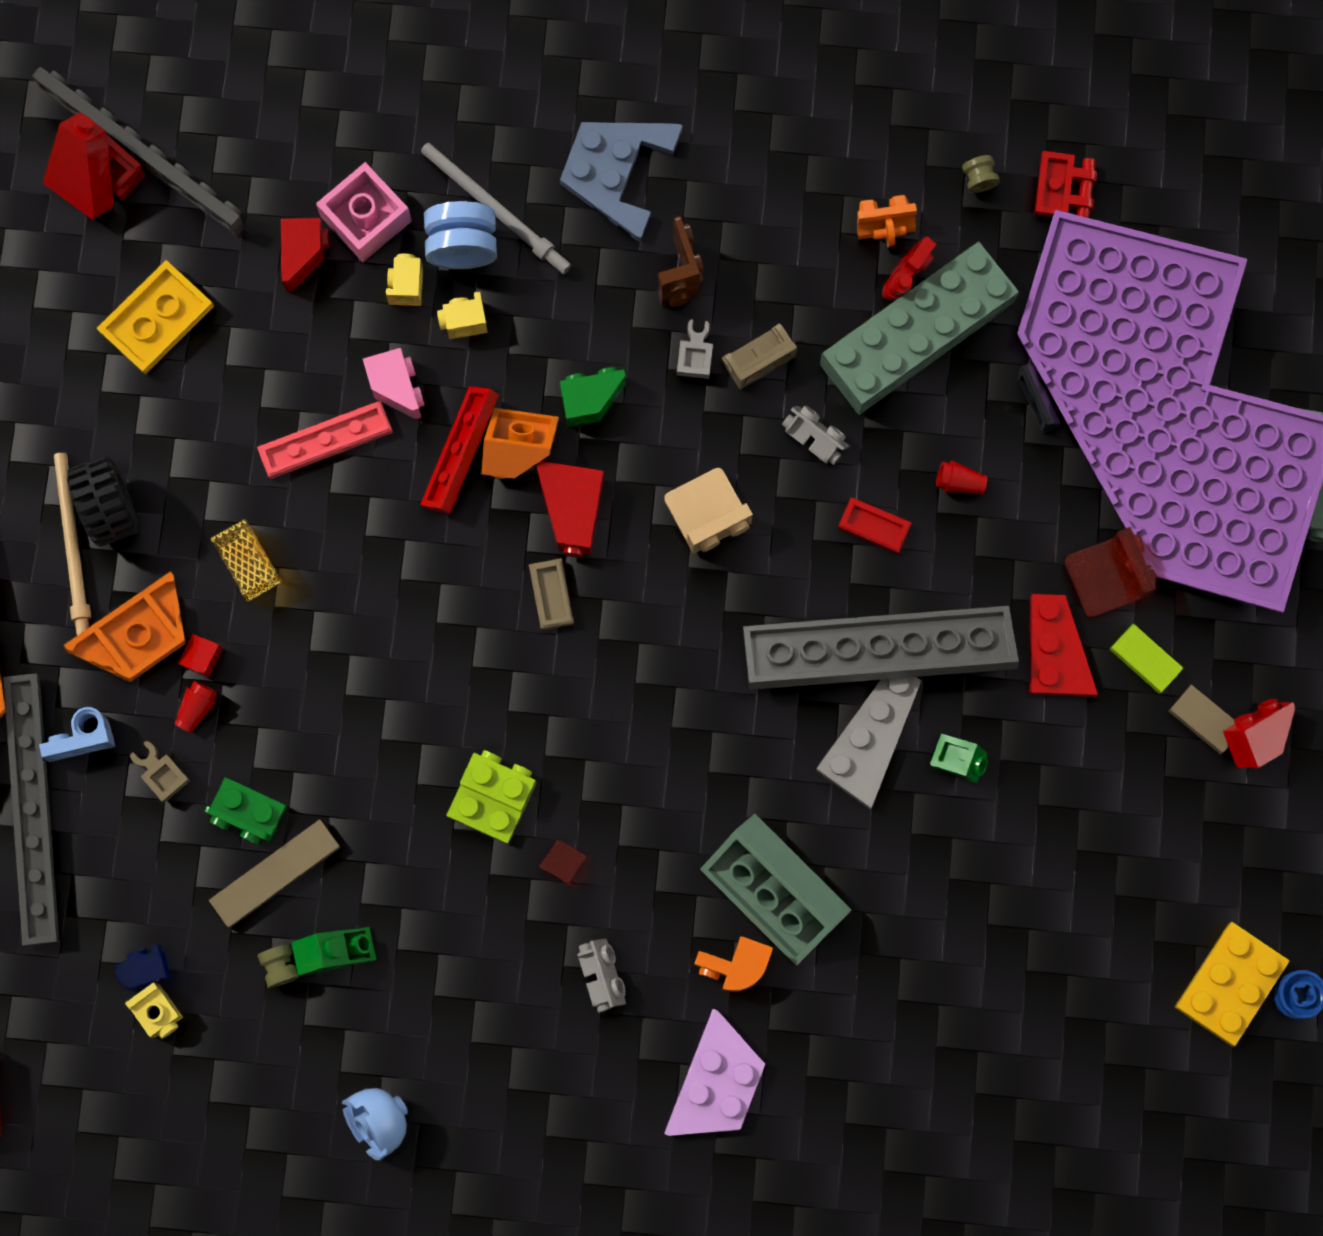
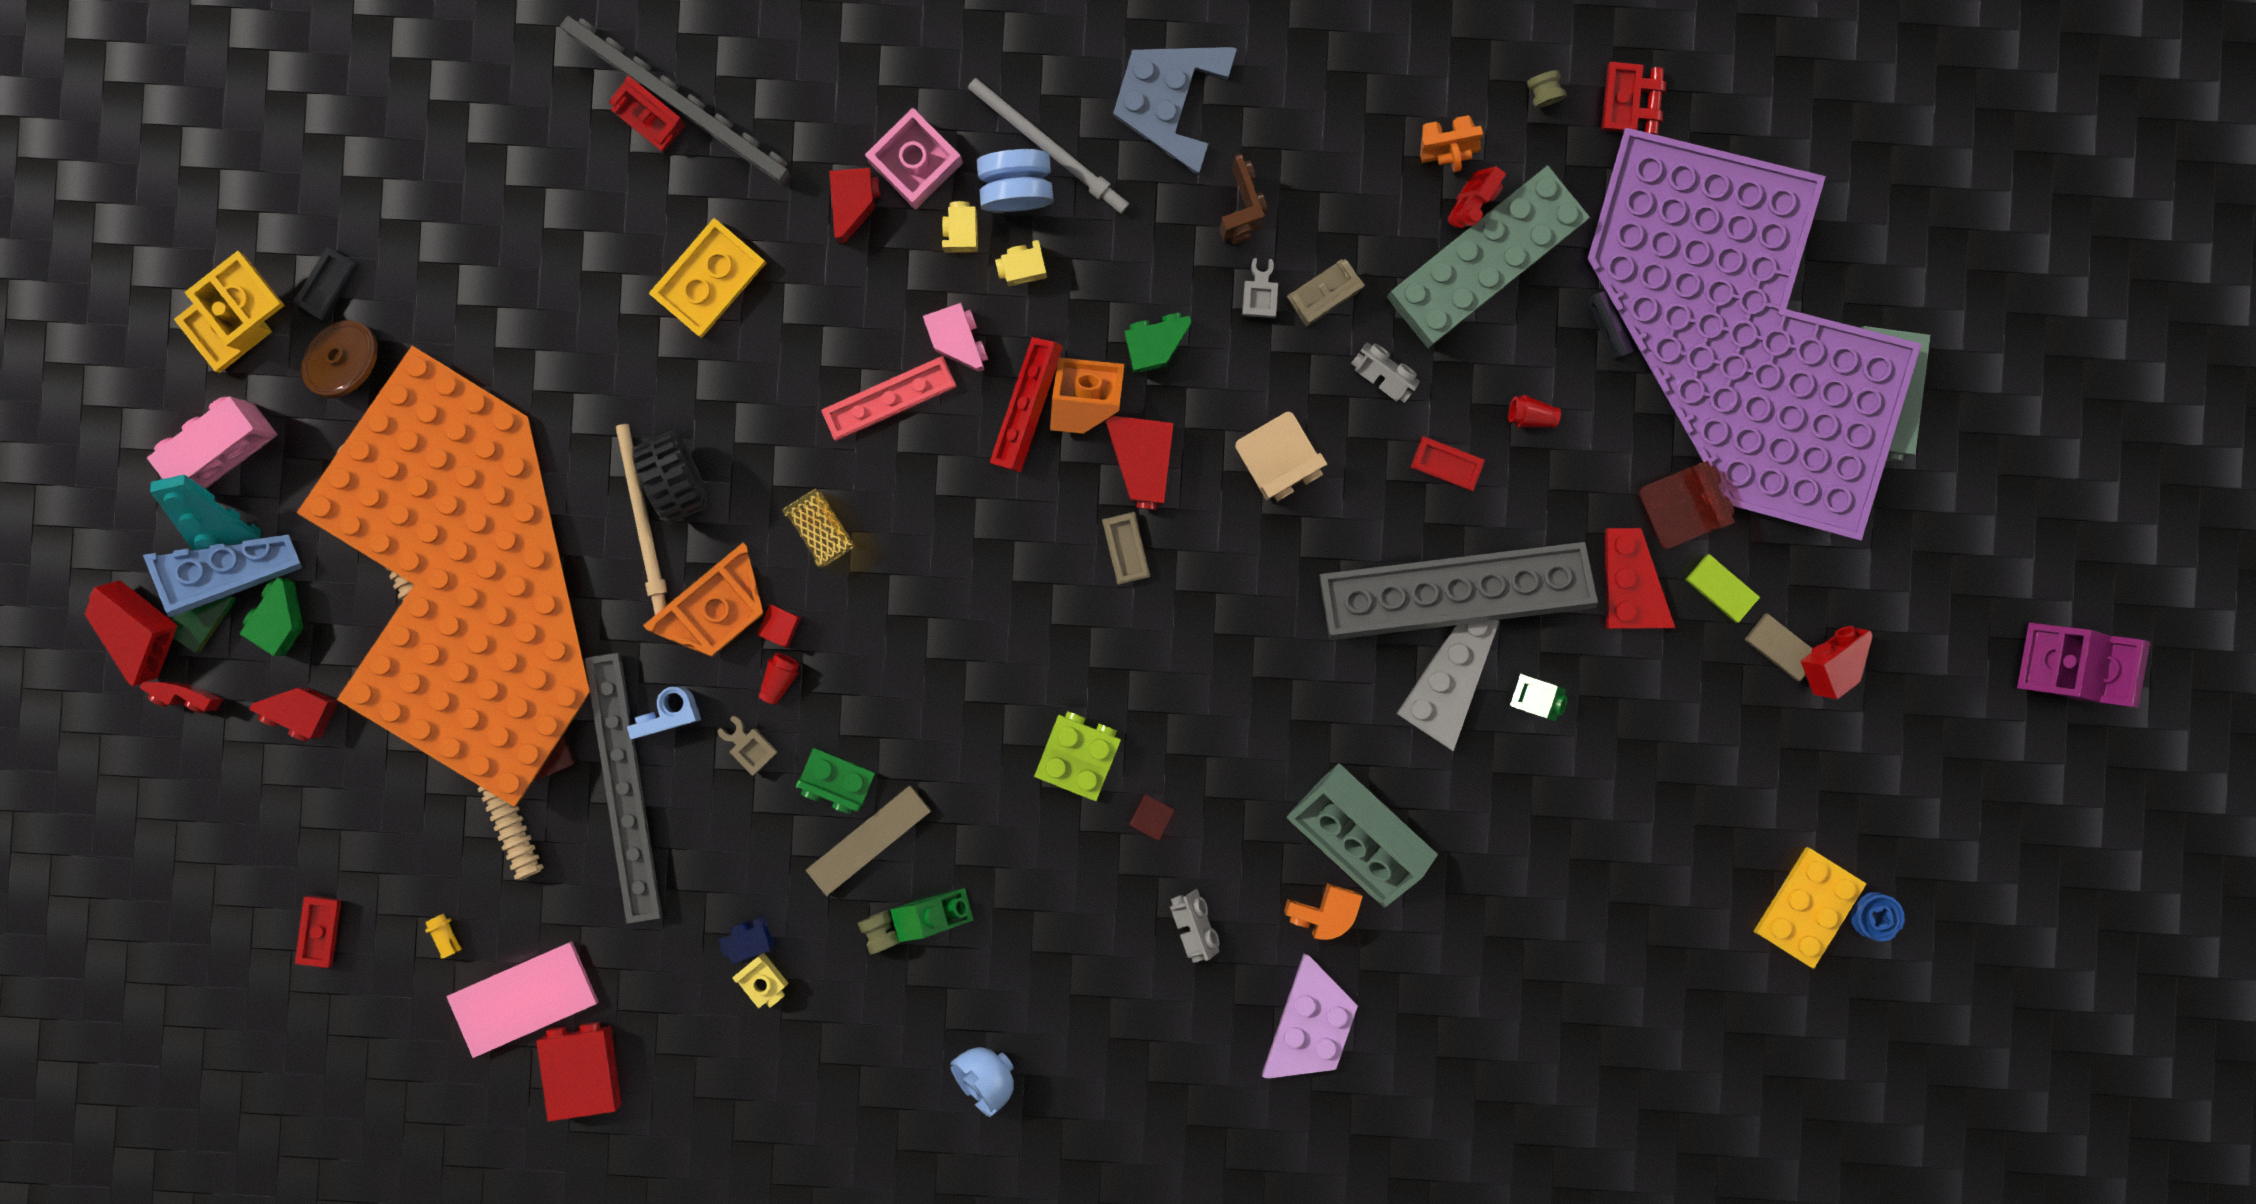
camera: 10 degrees left, 10 degrees up
(81, 166) = (619, 123): red slope -> none

